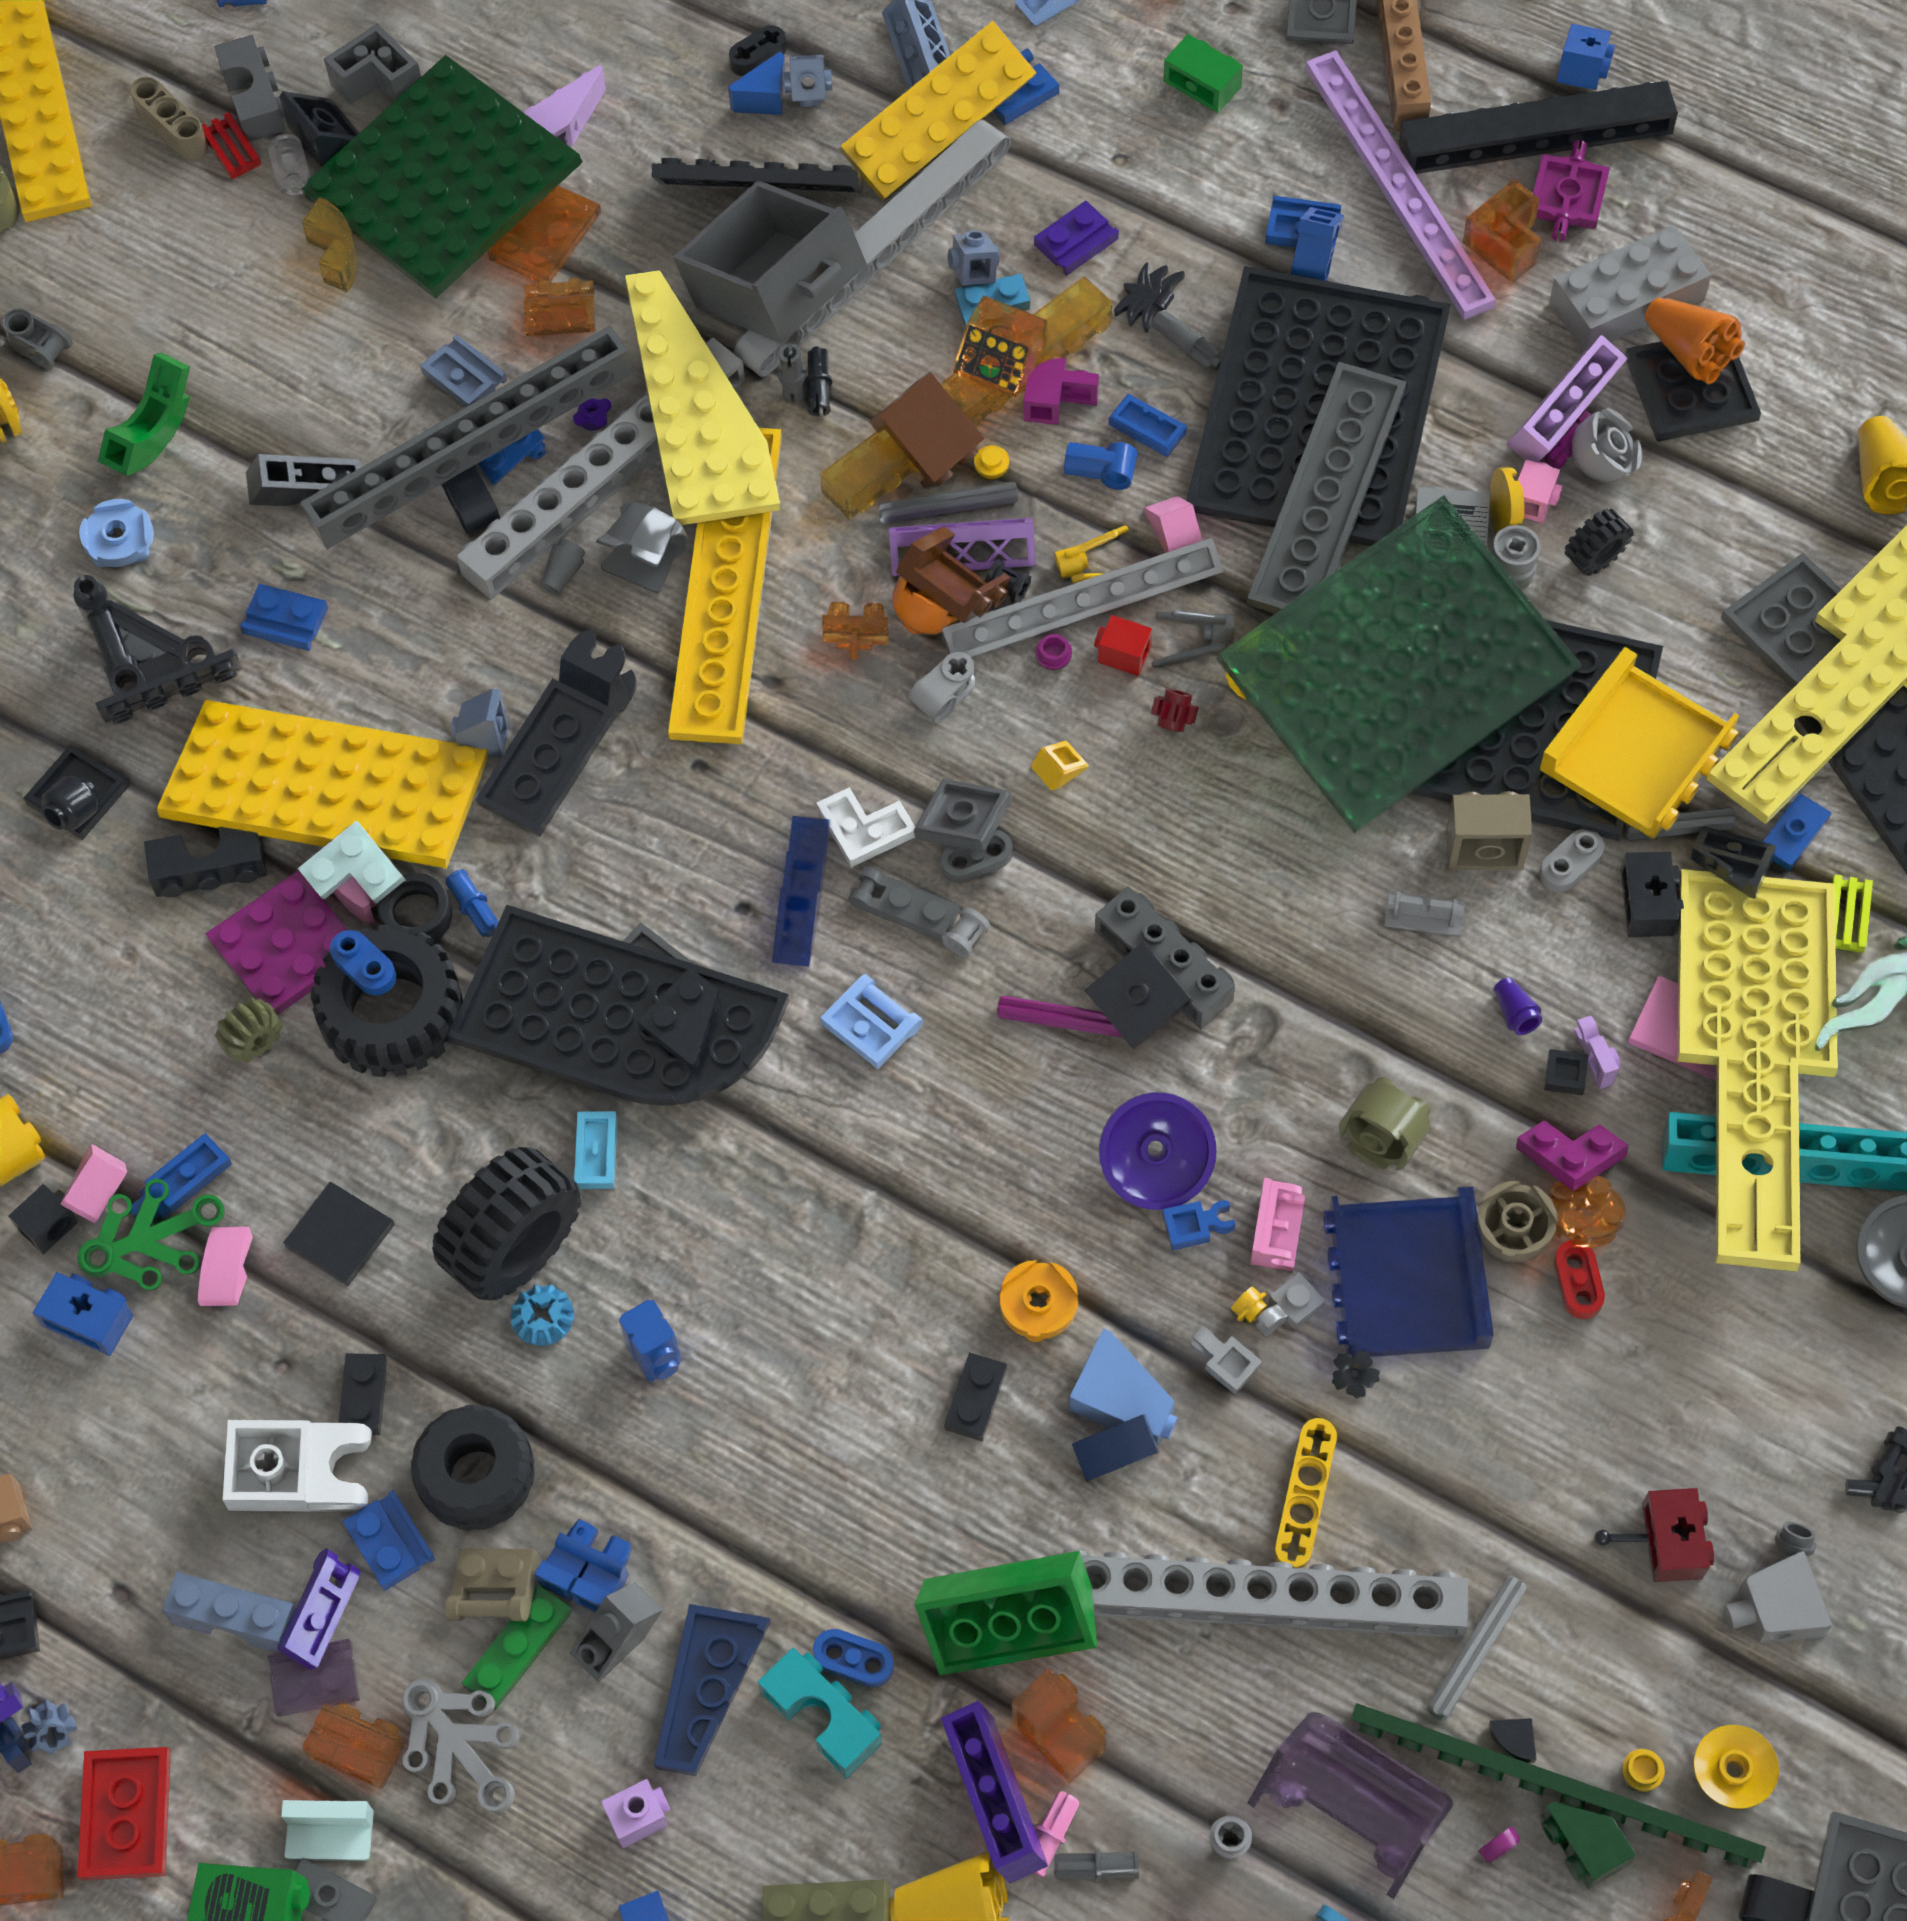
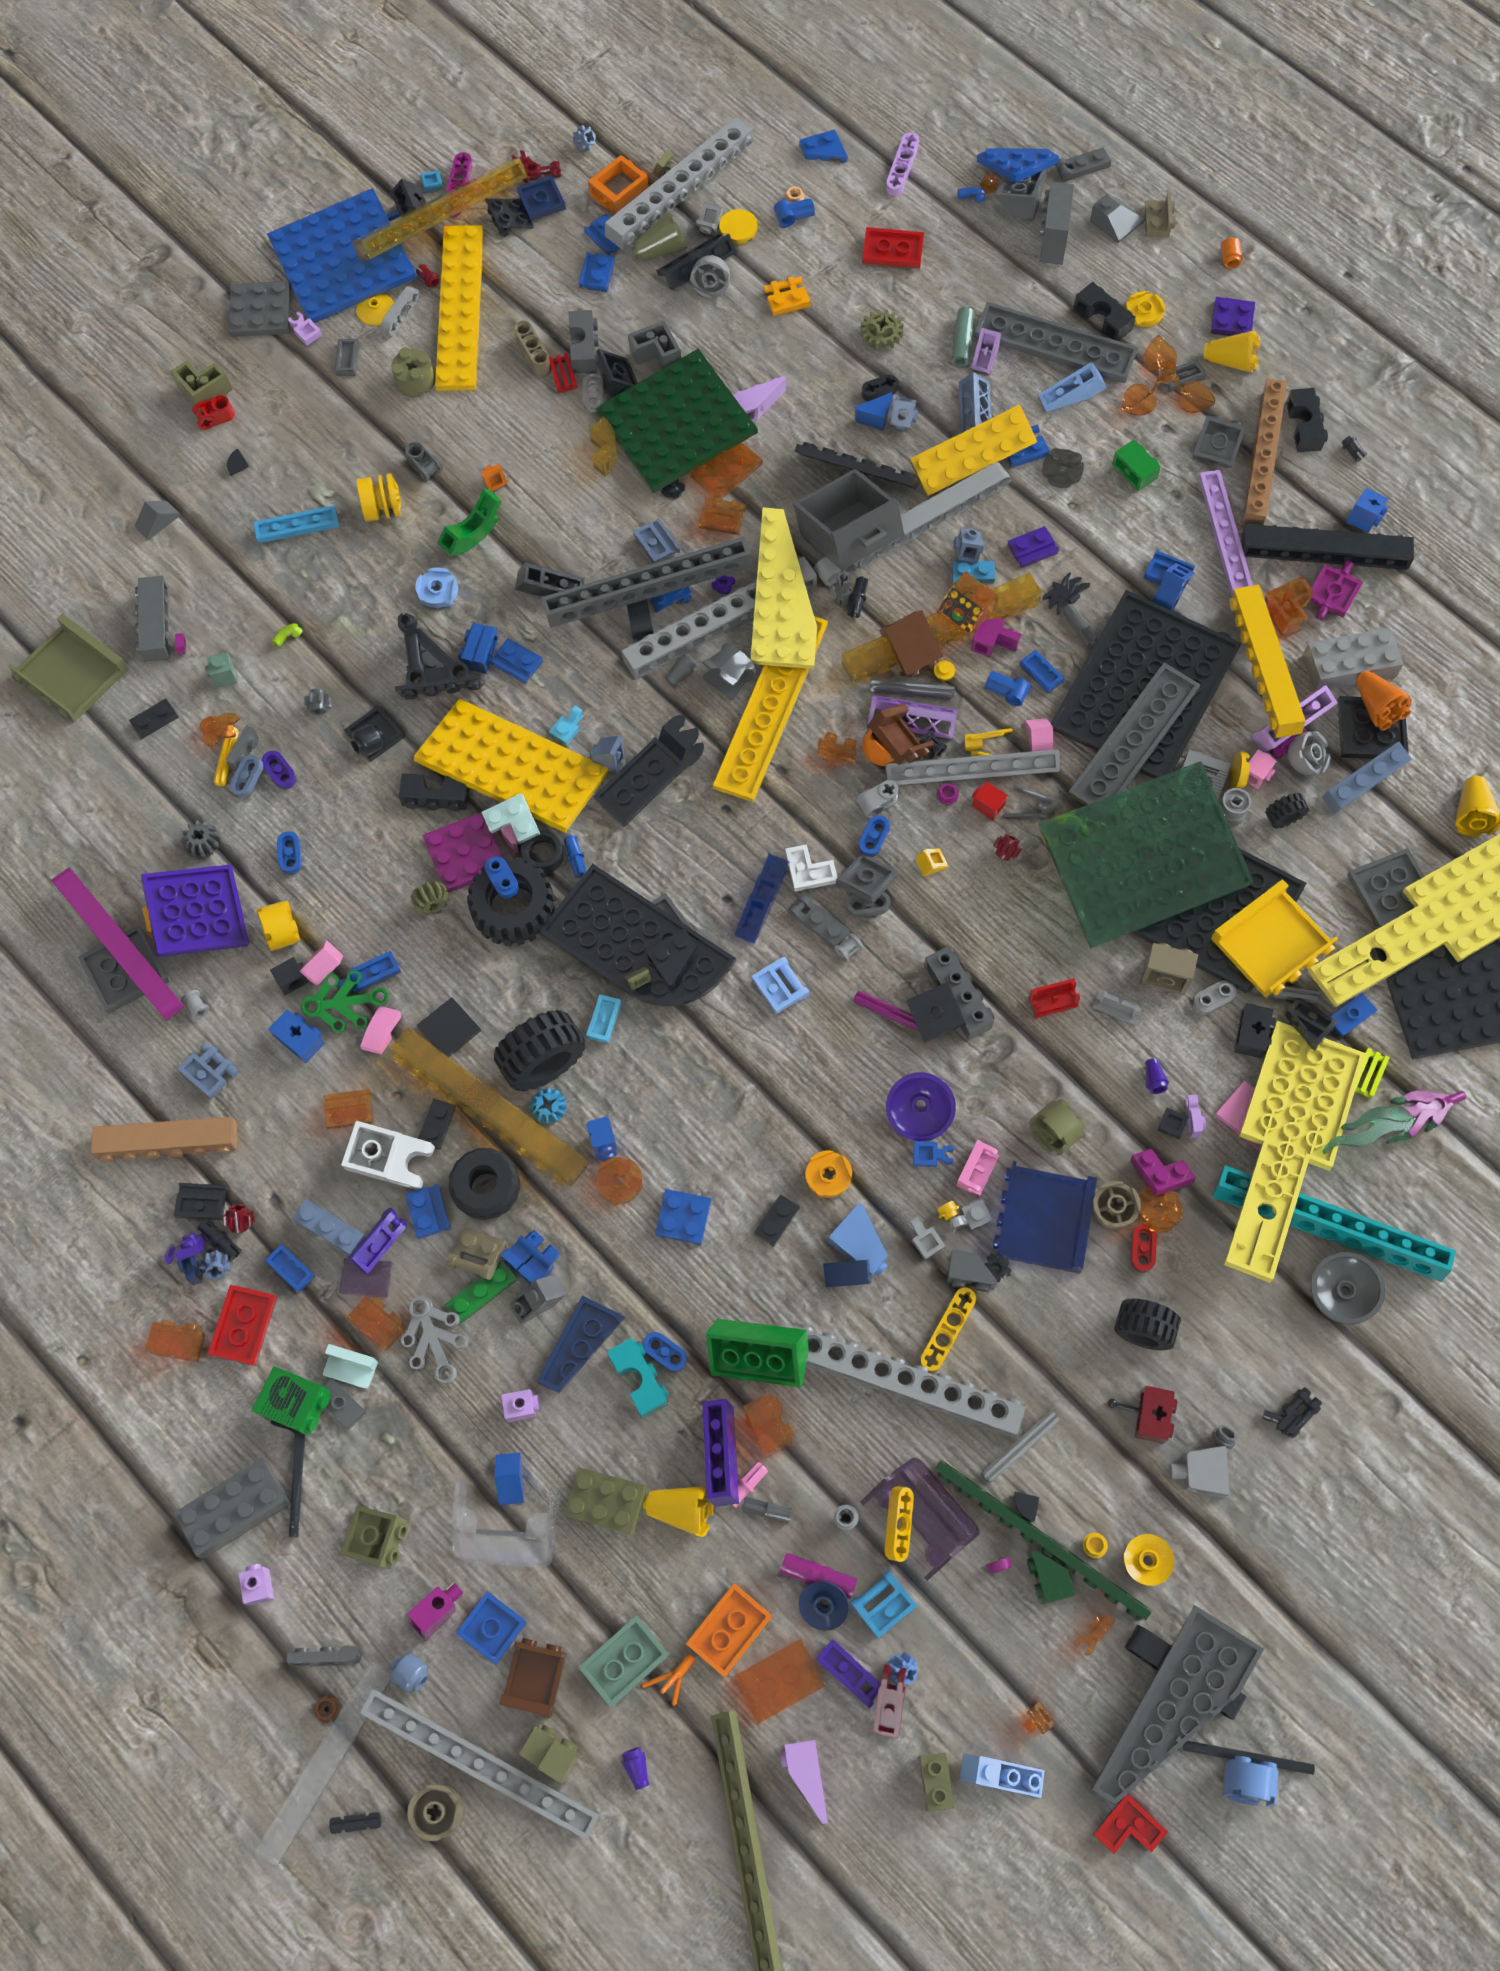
camera: 15 degrees right, 5 degrees up
(43, 1682) = (219, 1239): none -> black pin
(68, 1638) = (238, 1218): none -> dark red gear
(162, 334) = (493, 477): none -> orange tile
(179, 1697) = (289, 1268): none -> blue plate
(203, 1408) = (347, 1108): none -> clear orange plate
(215, 608) = (479, 647): none -> blue brick
(399, 704) = (566, 729): none -> medium azure plate
(444, 1342) = (489, 1107): none -> clear yellow brick
(468, 285) = (673, 489): none -> black plant
(636, 1066) = (638, 978): none -> olive slope
(702, 1424) = (615, 1193): none -> clear orange plate
(819, 1433) = (683, 1216): none -> blue plate
(953, 749) = (873, 837): none -> blue plate
(1087, 89) = (1066, 458): none -> clear smoke plate
(1312, 1786) = (903, 1542): none -> yellow beam
(1313, 1390) = (969, 1270): none -> dark grey slope
(1319, 926) = (1054, 998): none -> red hinge
(1500, 320) = (1267, 661): none -> yellow brick
(1622, 1393) = (1147, 1324): none -> black tyre
(1706, 461) = (1366, 778): none -> sand blue brick

